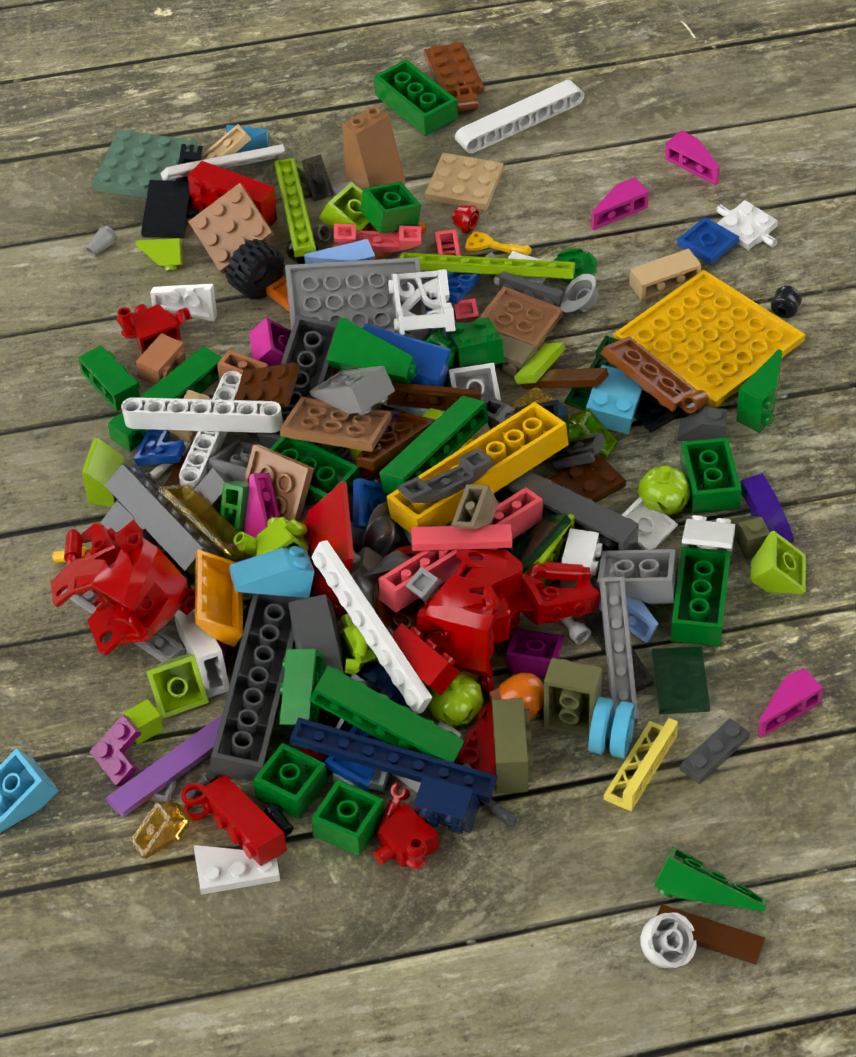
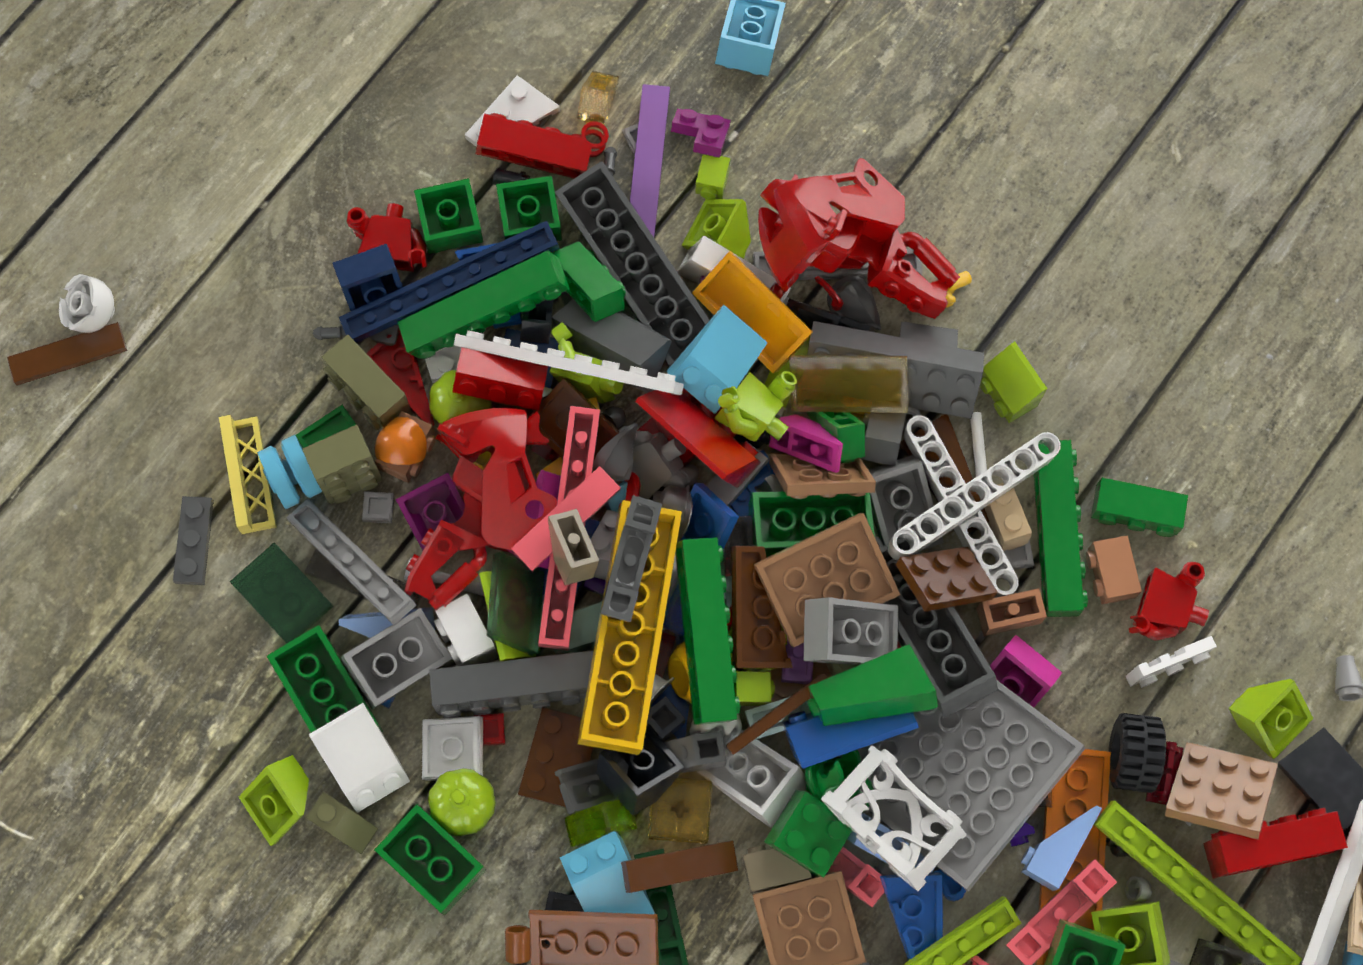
camera: 135 degrees right, 25 degrees up
(157, 450) = (990, 451): blue plate -> none
(423, 584) = (551, 433): light grey plate -> none
(539, 363) = (731, 880): lime tile -> none
(563, 754) = (330, 424): none -> green tile
(687, 879) = (107, 390): green wedge -> none
(703, 425) = (489, 932): dark grey slope -> none
(765, 504) = (343, 864): dark purple slope -> none
(793, 697) = (157, 647): dark pink slope -> none

